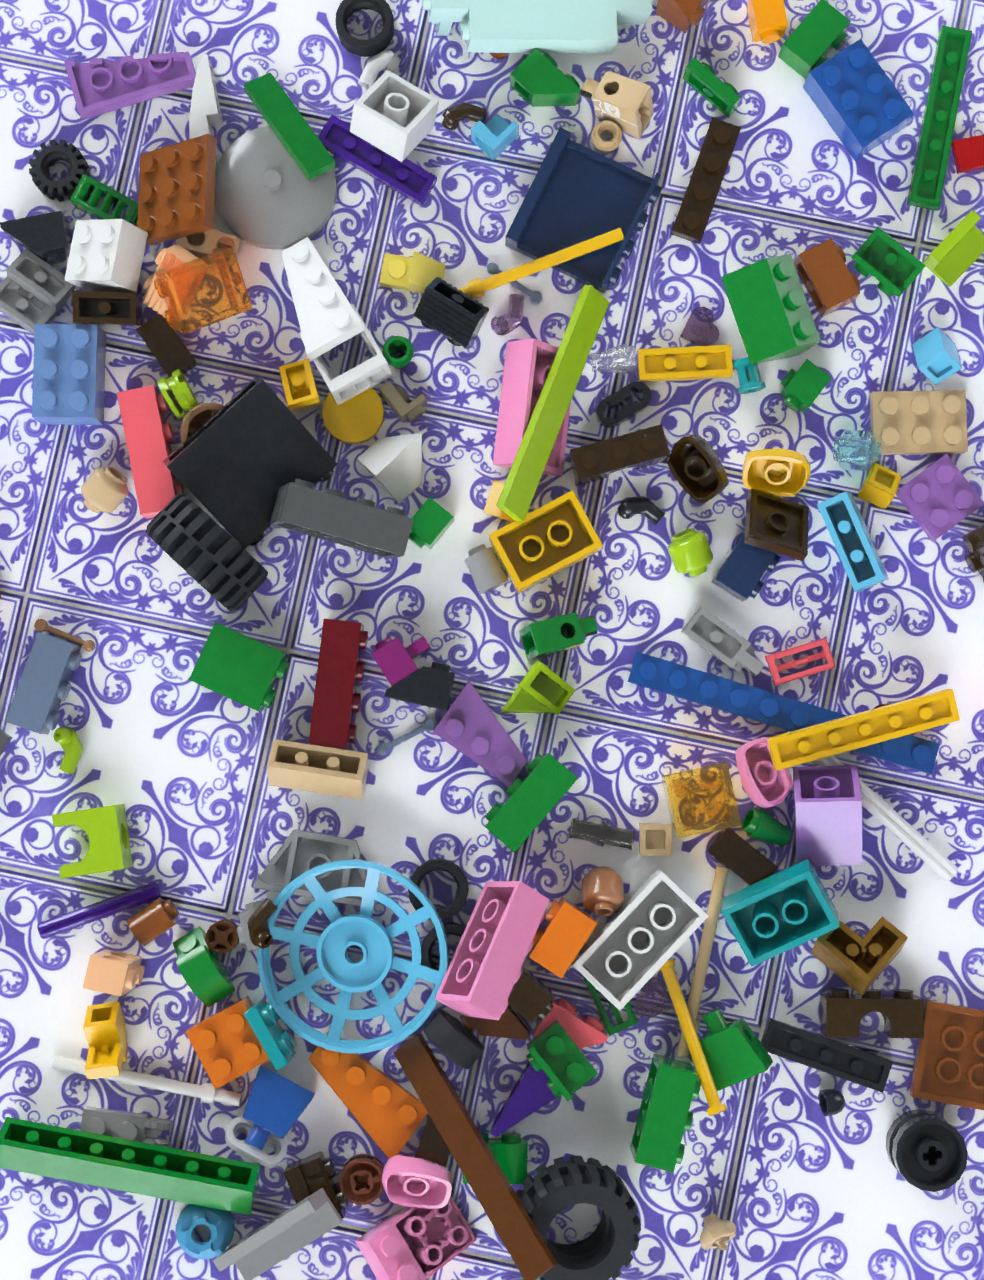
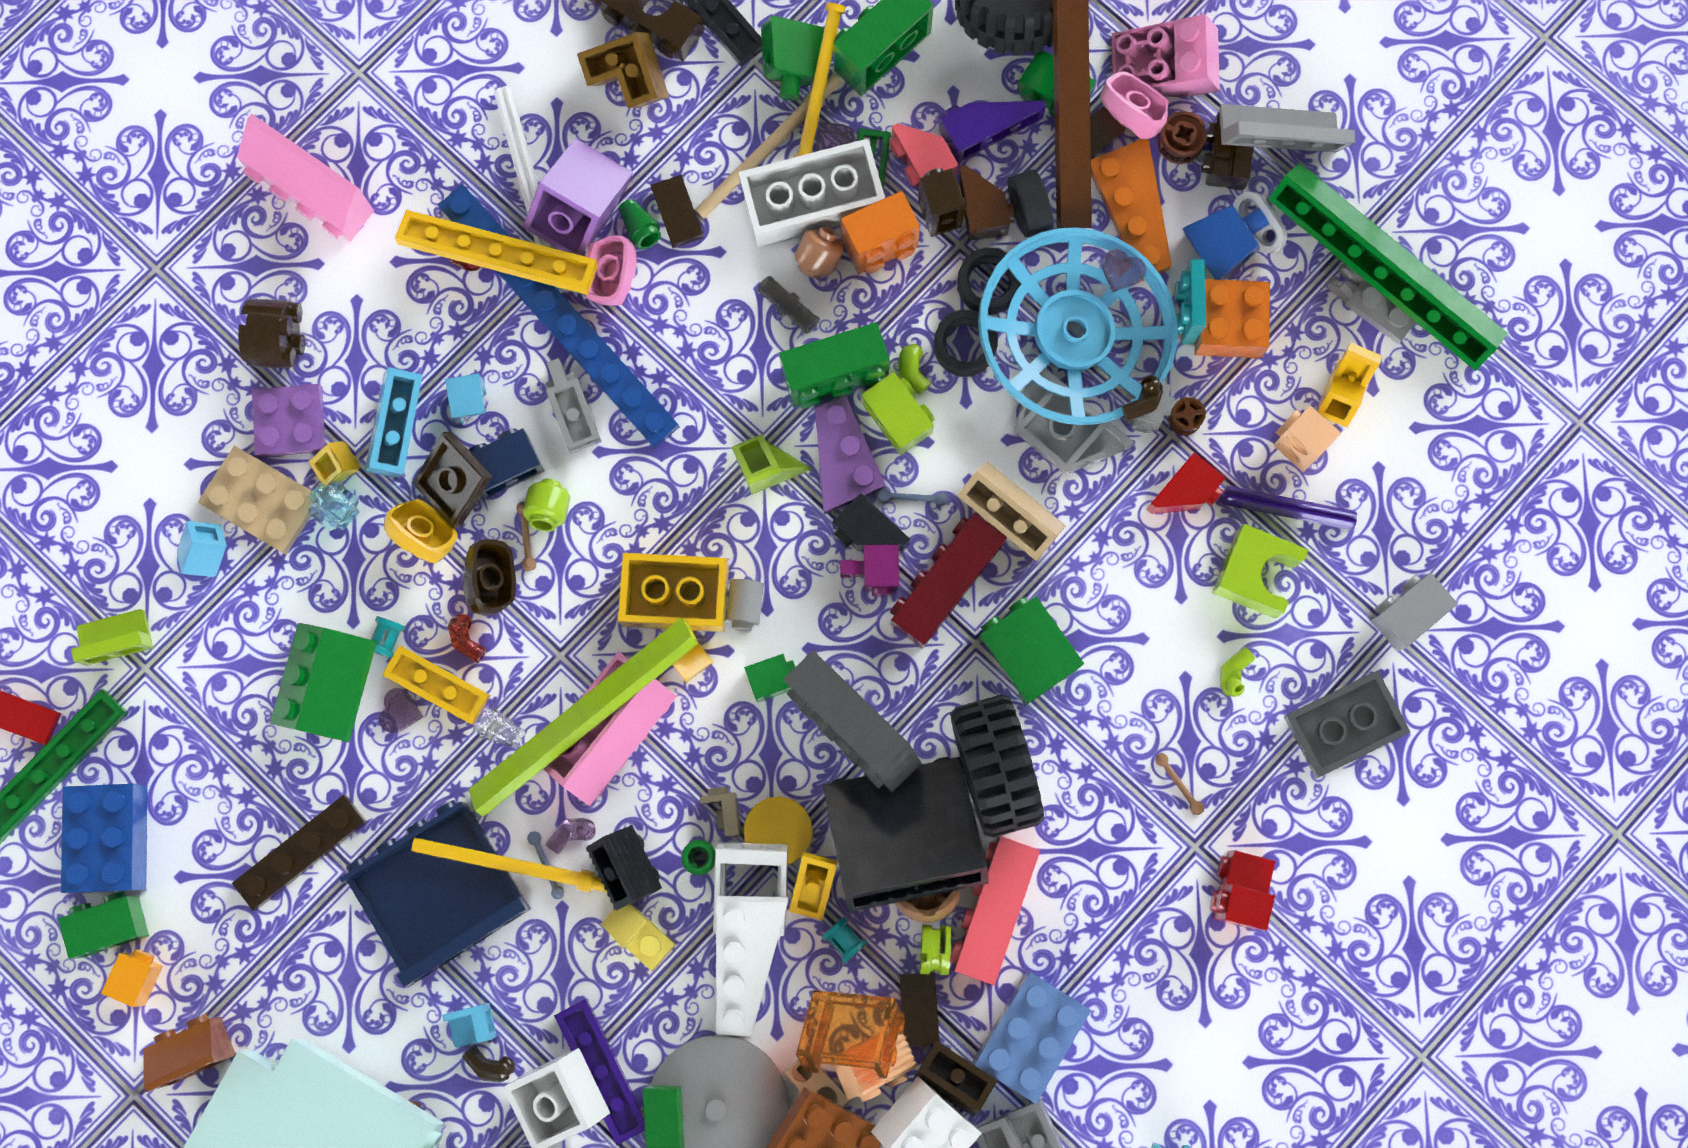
camera: 150 degrees left, 5 degrees down
(44, 684) = (1224, 745): sand blue brick -> none
(104, 490) = (1061, 899): tan head -> none
(153, 920) = (1244, 466): dark orange brick -> none
(188, 876) = (1189, 488): none -> red slope
(201, 968) = (1222, 398): green brick -> none
(206, 1093) = (1280, 289): white bar -> none
(221, 1226) = (1357, 191): dark azure piece -> none
(252, 361) = (844, 940): none -> teal bush
(343, 1025) = (1122, 270): none -> clear purple tile
(395, 464) = (767, 756): white slope -> none
(457, 796) = (898, 413): none -> lime brick
(472, 841) = (909, 368): none -> lime arm
(492, 949) = (948, 252): bright pink brick -> none
(543, 83) = (390, 1047): green slope -> none
(545, 636) = (718, 501): green torso -> none
(560, 1060) = (946, 128): green bracket -> none
(610, 128) = (354, 960): tan plate -> none
(618, 453) = (553, 633): dark brown arch -> none
(619, 398) = (518, 691): black beam -> none
(621, 101) = (326, 965): tan torso -> none
(640, 505) = (566, 578): black arm -> none
(655, 839) = (743, 271): tan plate -> none
(676, 501) = (529, 562): none -> medium nougat hinge
(688, 409) = (461, 640): none -> clear red arm
(700, 800) = (680, 278): clear yellow brick -> none
(703, 80) = (229, 927): green plate -> none
(773, 669) = (539, 357): coral tile -> none
(780, 912) = (673, 140): teal brick -> none
(803, 386) = (341, 594): green brick -> none
(810, 598) = (466, 396): none -> medium azure panel
(827, 277) = (250, 684): dark orange brick -> none
(887, 262) = (186, 663): green bracket -> none

